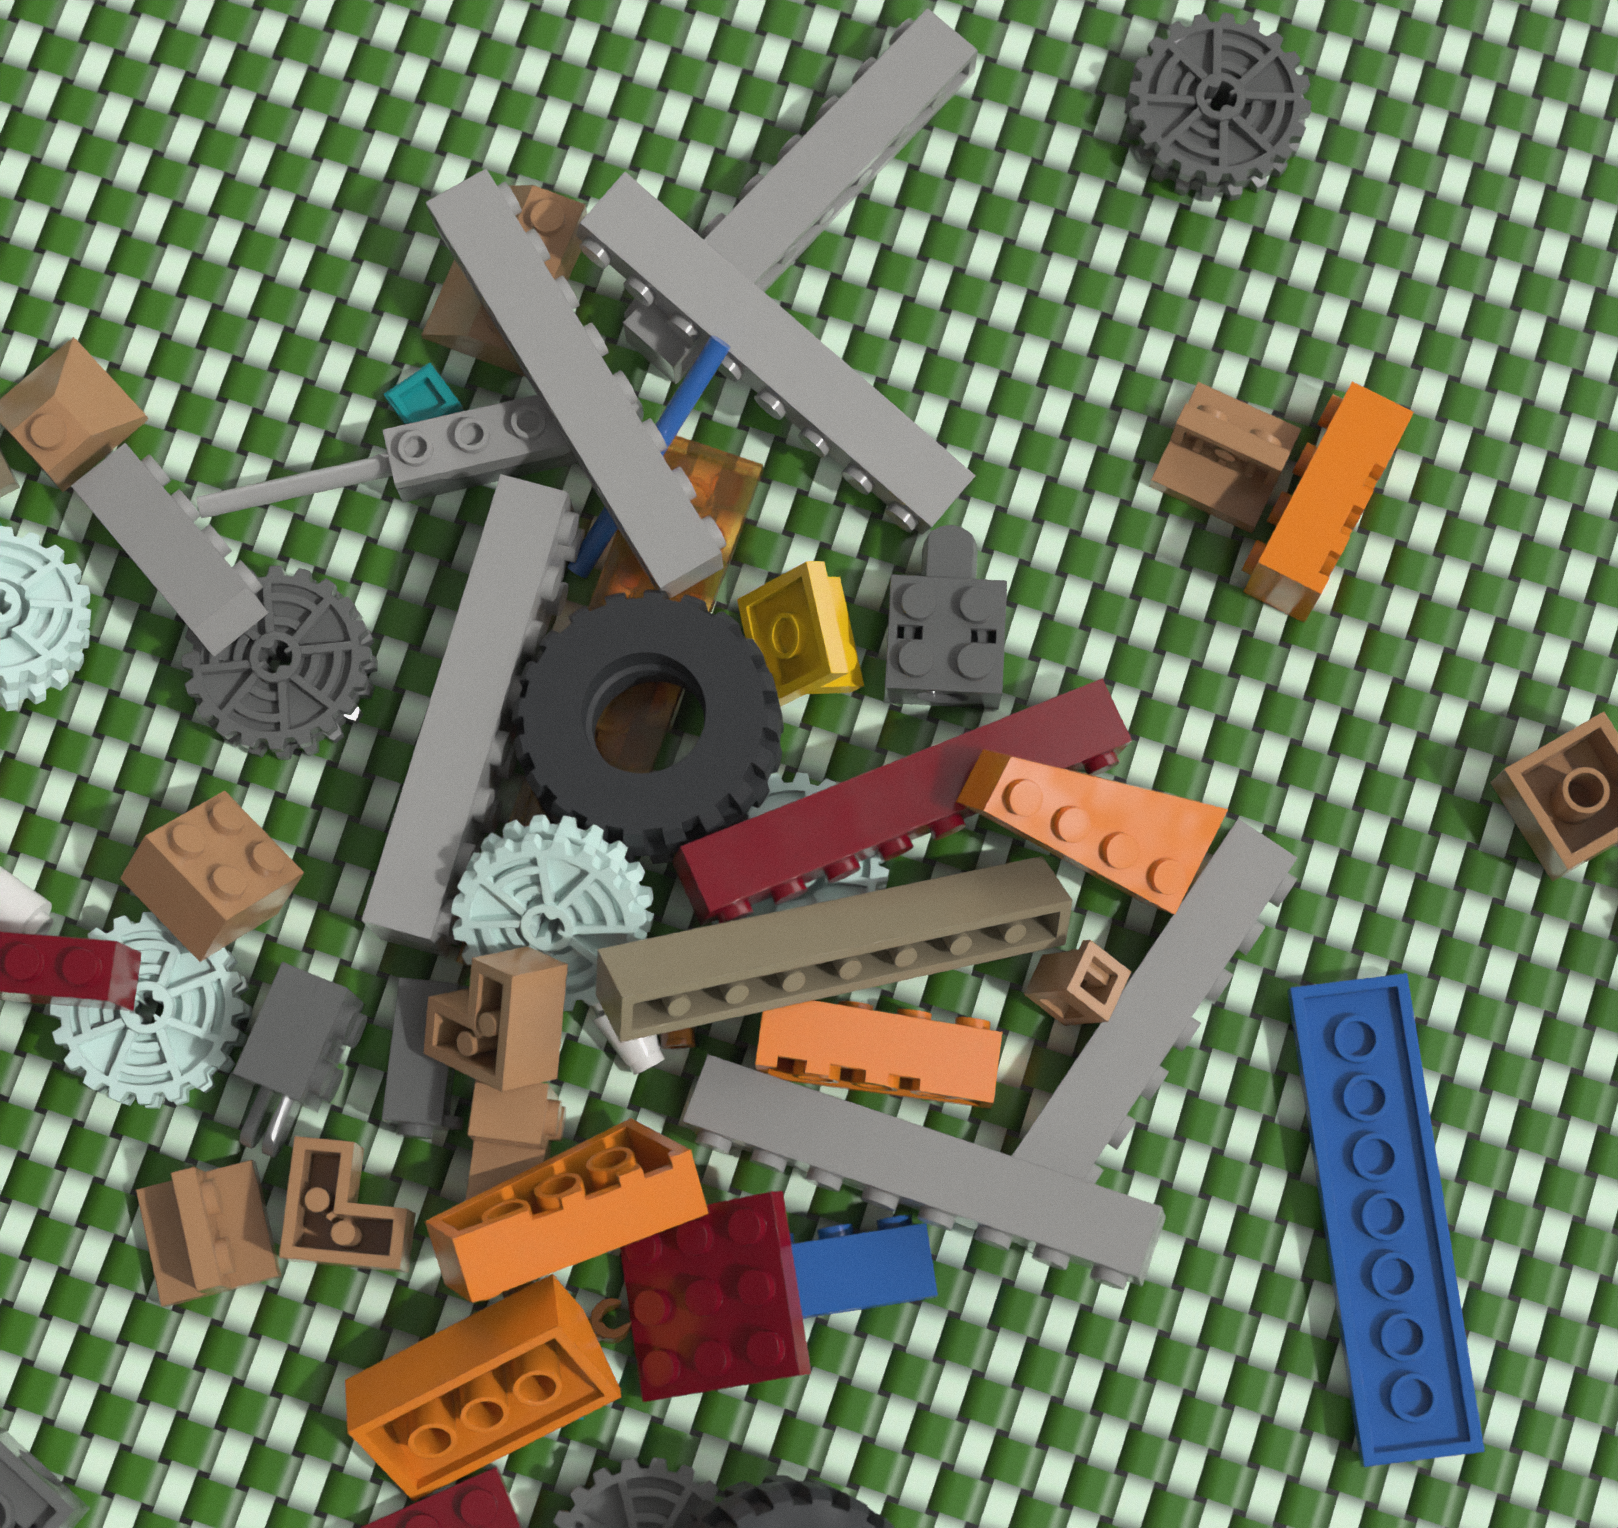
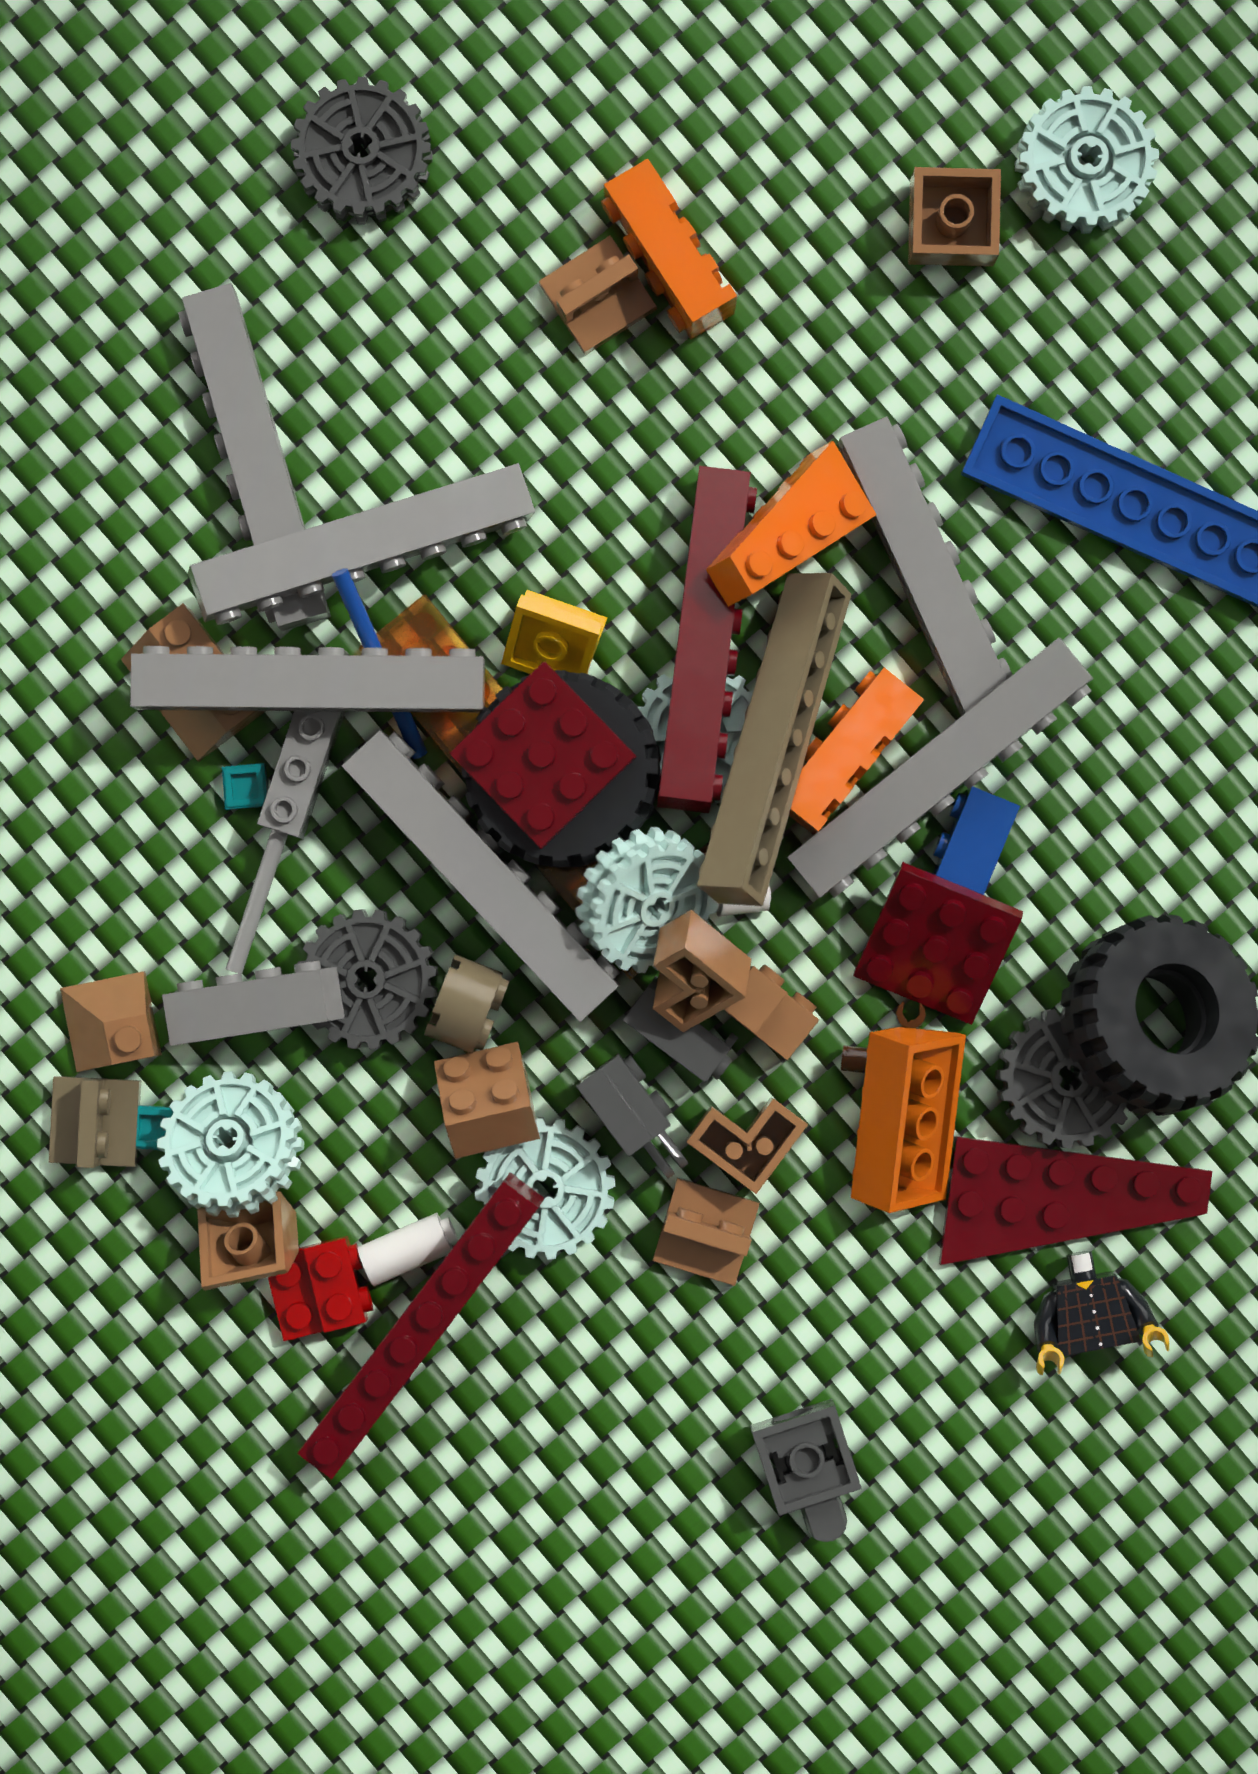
camera: 65 degrees left, 10 degrees up
(311, 787) = (464, 1005): none -> dark tan brick
(567, 1211) = (836, 999): orange wedge -> none
(646, 685) = (543, 755): none -> dark red plate
(946, 628) = (604, 539): dark grey brick -> none
(1078, 984) = (882, 601): medium nougat brick -> none

